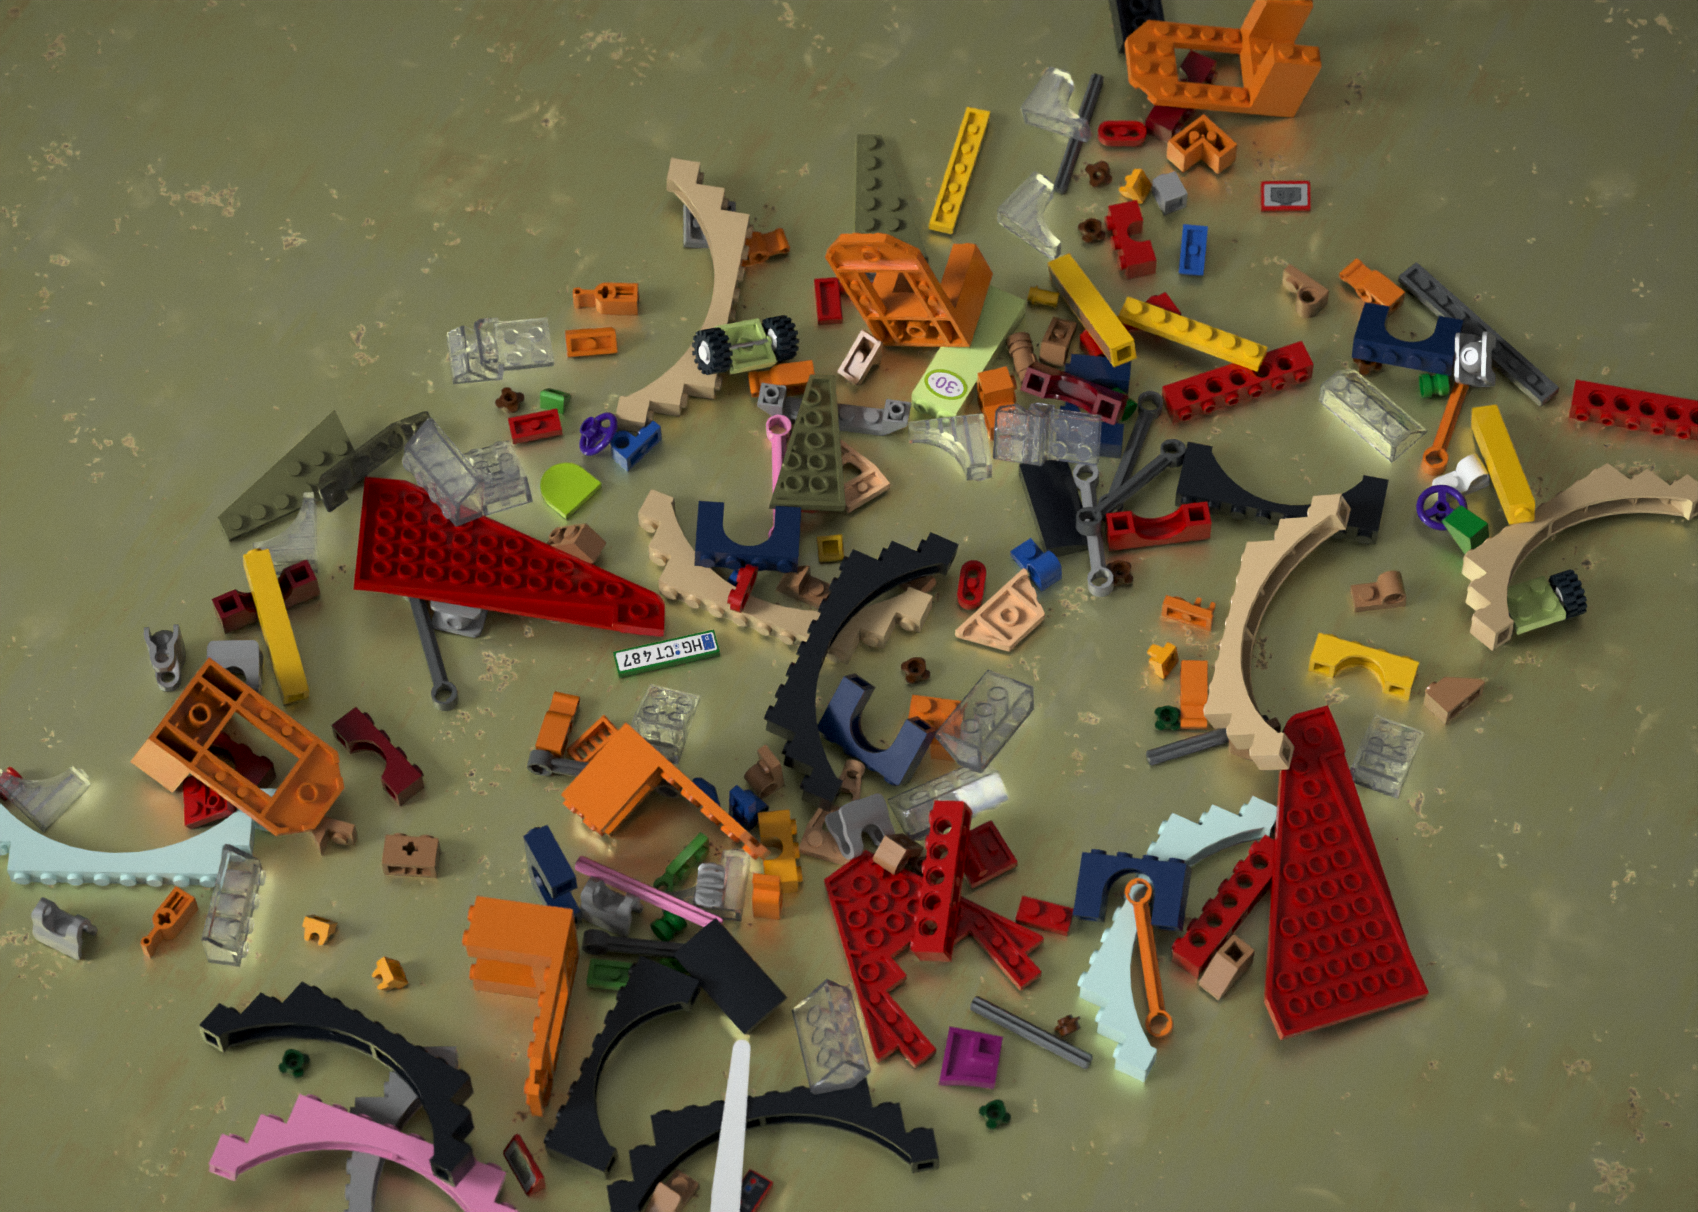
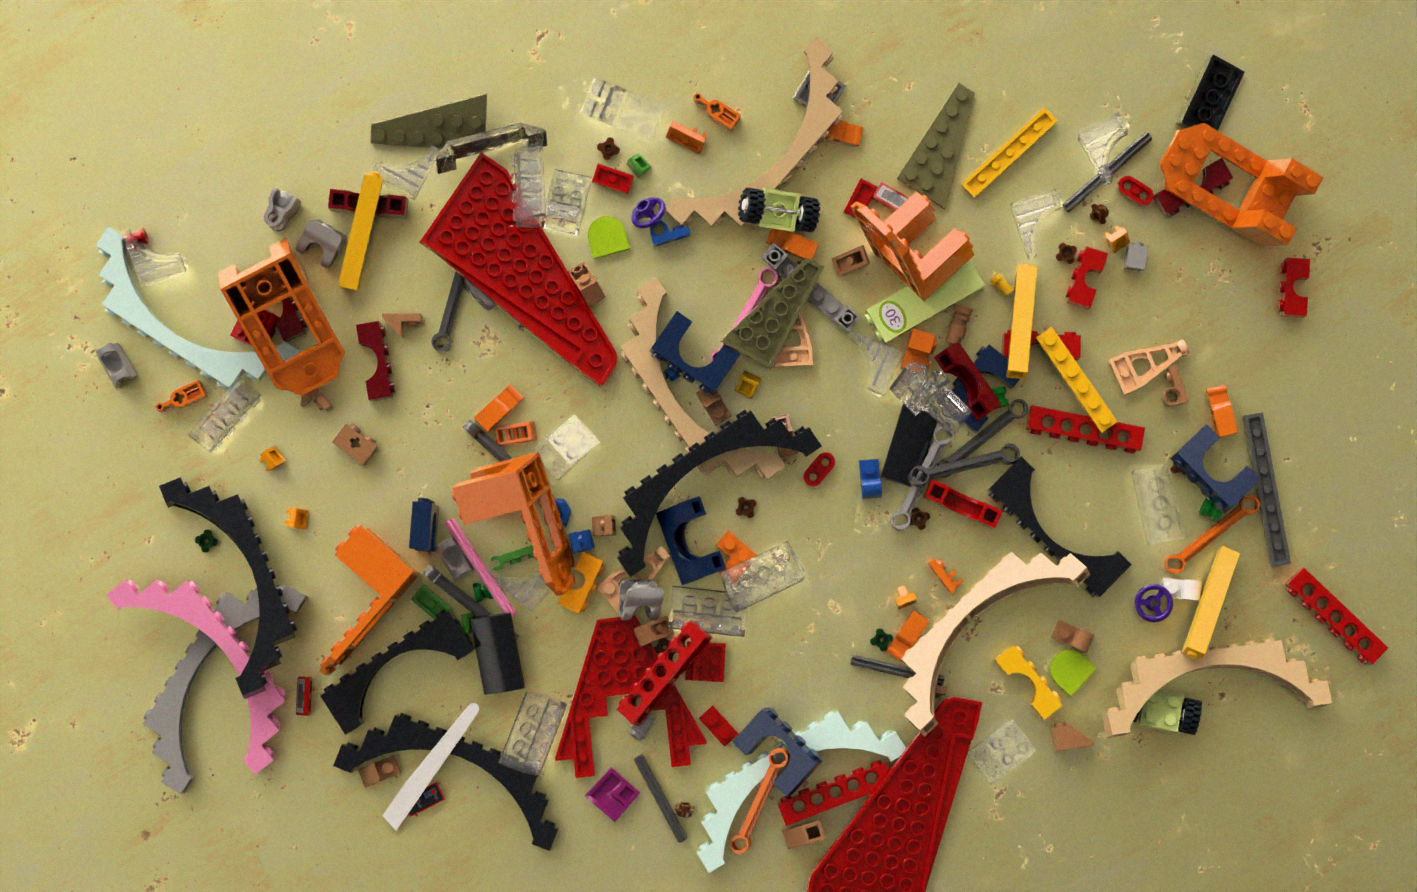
camera: 30 degrees right, 25 degrees up
(377, 699) = (396, 321): none -> medium nougat slope
(666, 653) = (597, 397): tile -> none
(710, 884) = (519, 589): light grey gear -> none
(746, 580) = (673, 385): red plate -> none
(767, 896) = (553, 612): orange piece -> none
(956, 972) = (641, 731): none -> light grey cone
(996, 1106) = (609, 836): dark green plate -> none
(1005, 616) = (826, 505): light nougat wing -> none
(1057, 341) = (989, 324): medium nougat plate -> none
(1193, 250) = (1121, 312): blue plate -> none
(1202, 142) = (1183, 233): orange brick -> none
(1244, 308) = (1125, 373): none -> light nougat plate
(1285, 196) = (1211, 307): slope -> none
(1366, 146) = (1292, 304): none -> red arch
(1401, 630) = (1070, 670): none -> lime tile
(1466, 528) = (1157, 630): green slope -> none
(1474, 359) = (1247, 513): light grey piece -> none

